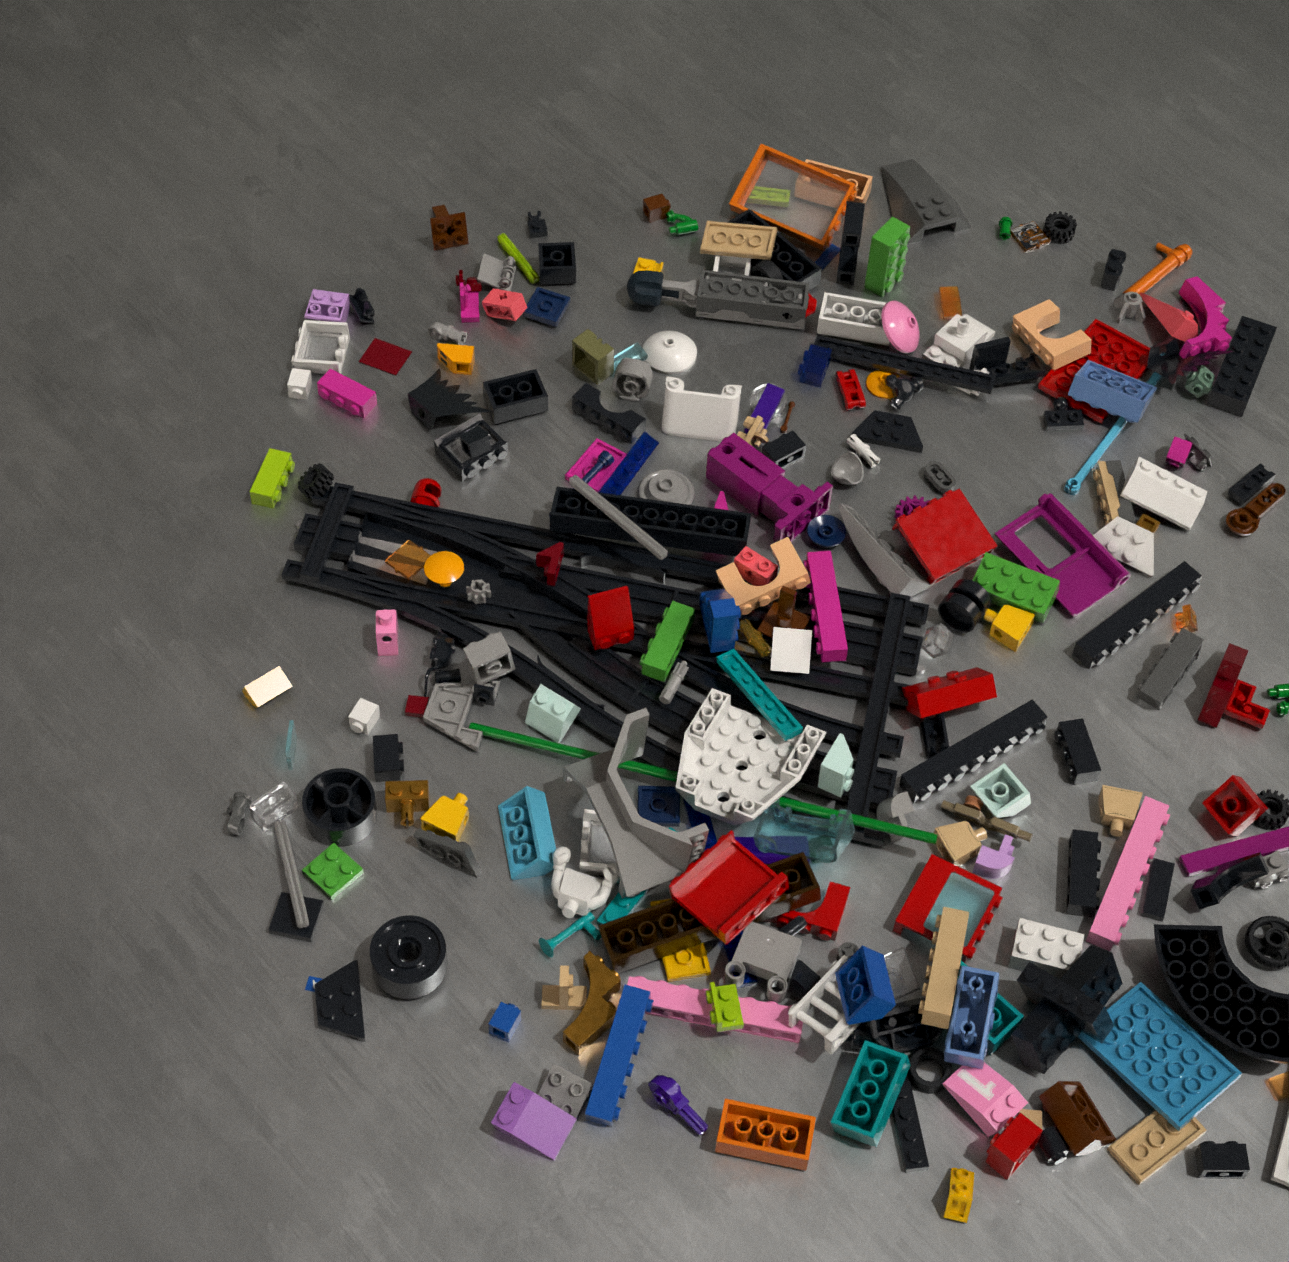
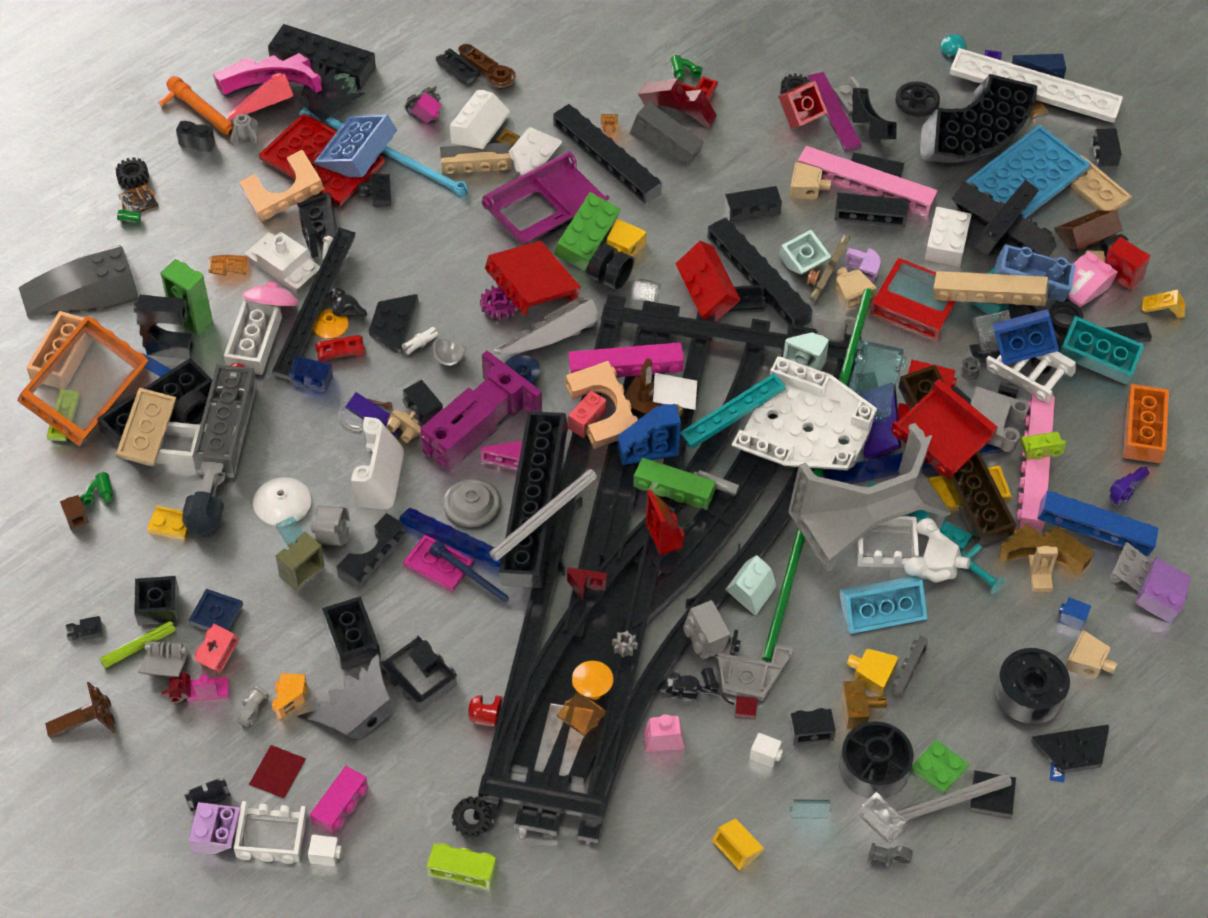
camera: 90 degrees left, 0 degrees up
(449, 1029) = (1090, 657): none -> tan torso
(942, 479) = (450, 284): dark grey plate -> none

